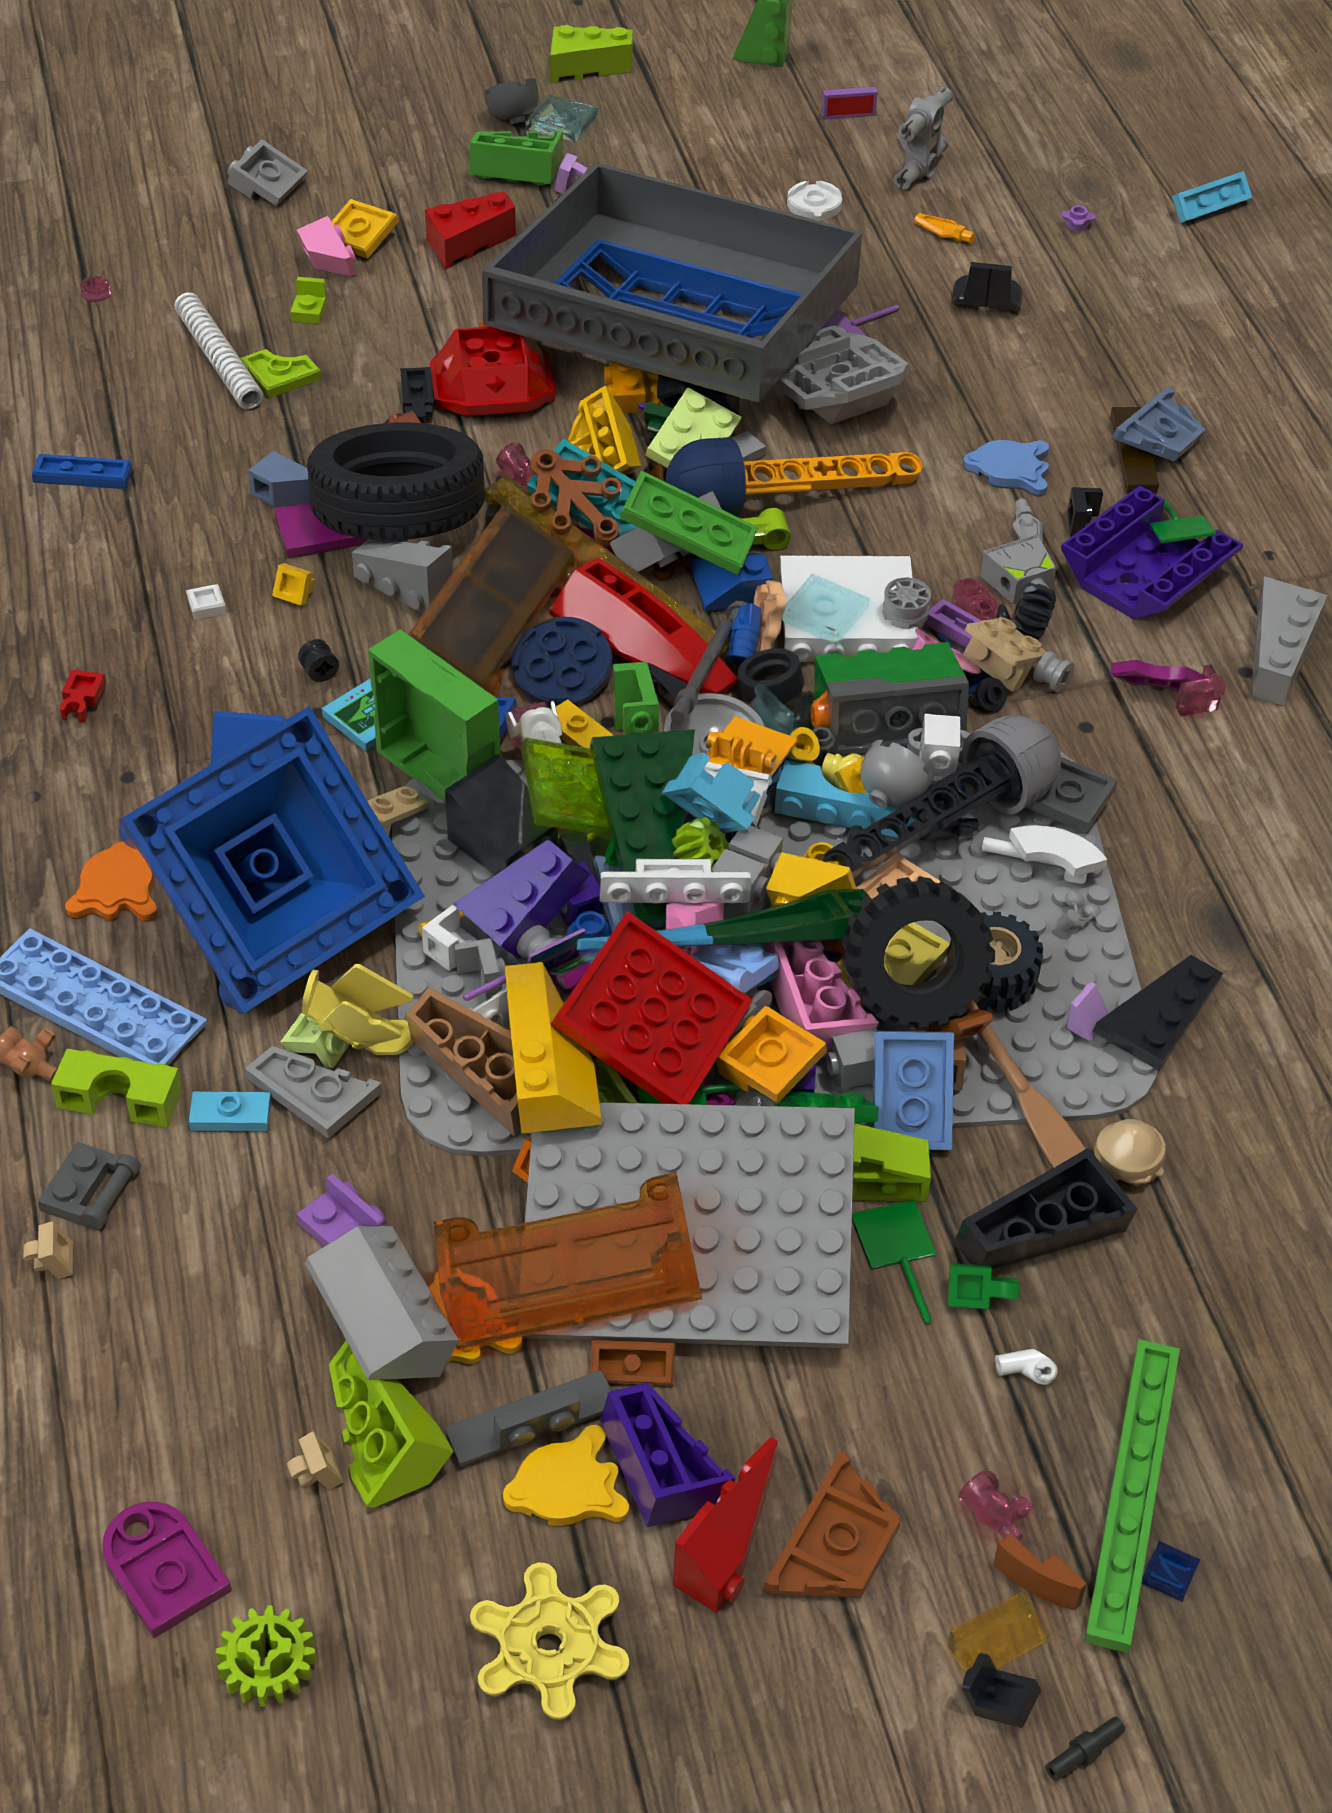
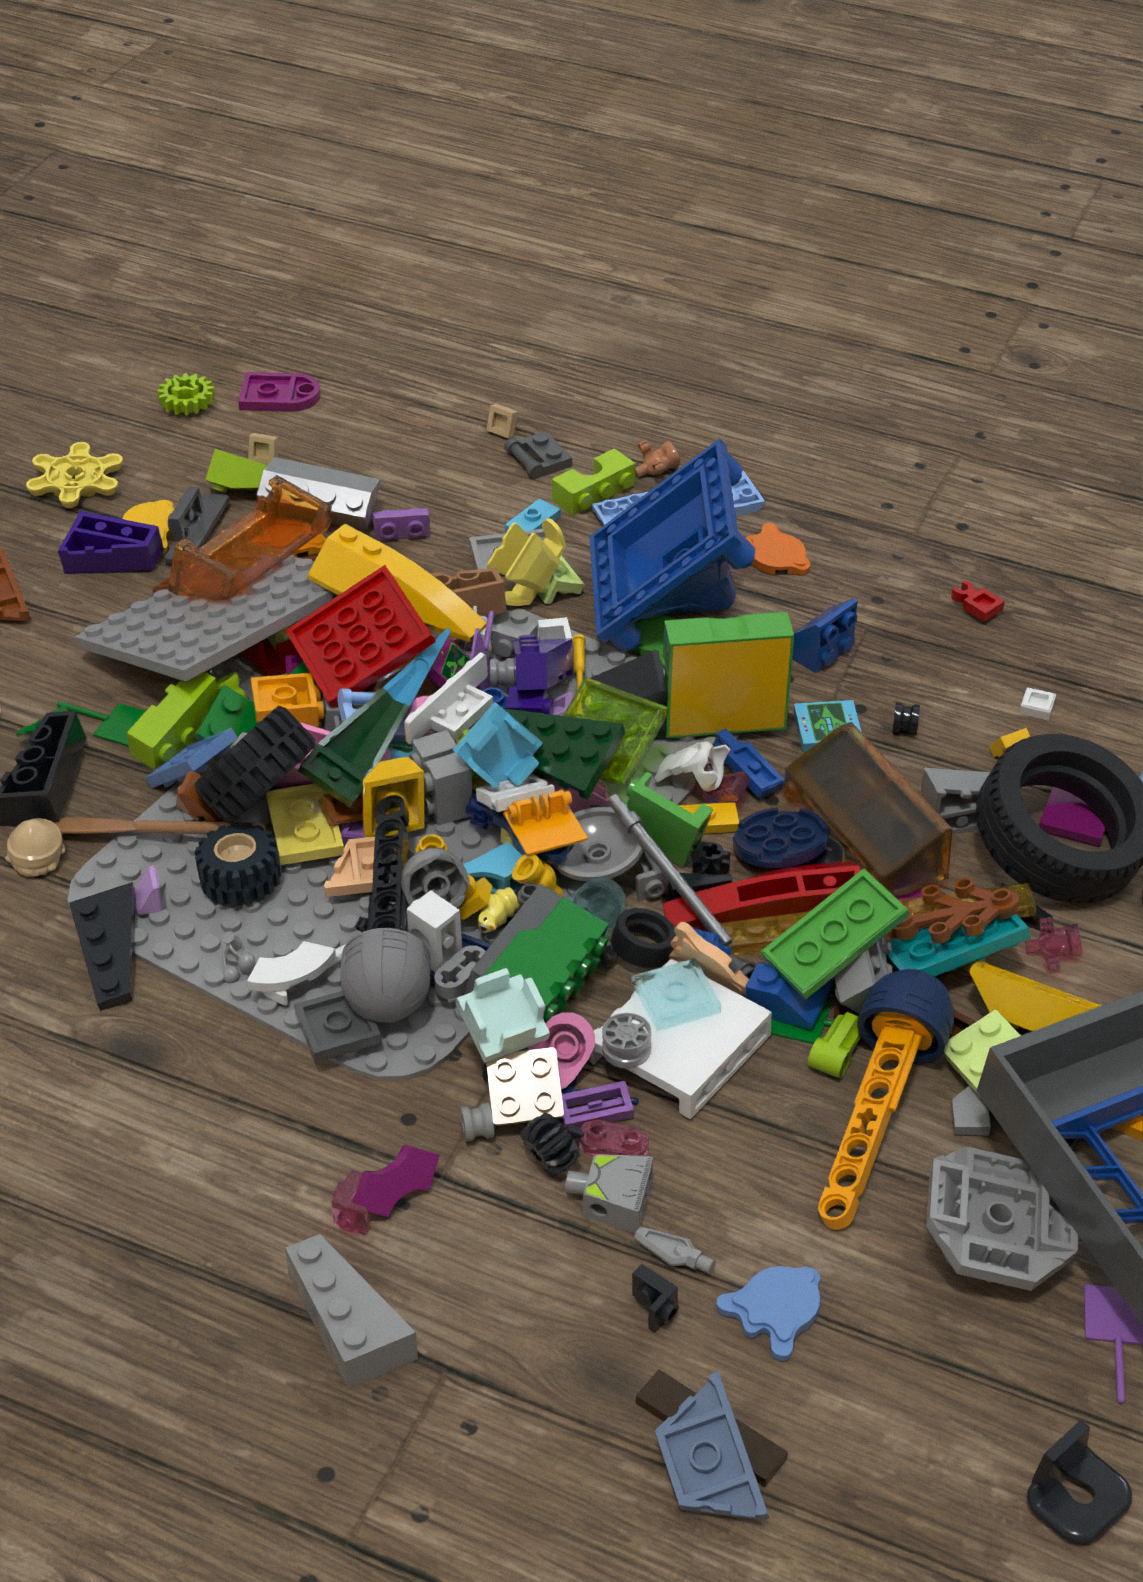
camera: 130 degrees right, 5 degrees down
(718, 1539) = (38, 545): red wedge -> none
(987, 647) = (503, 1014): none -> light aqua panel
(1125, 549) = (571, 1297): dark purple slope -> none
(1181, 528) = (546, 1332): green piece -> none

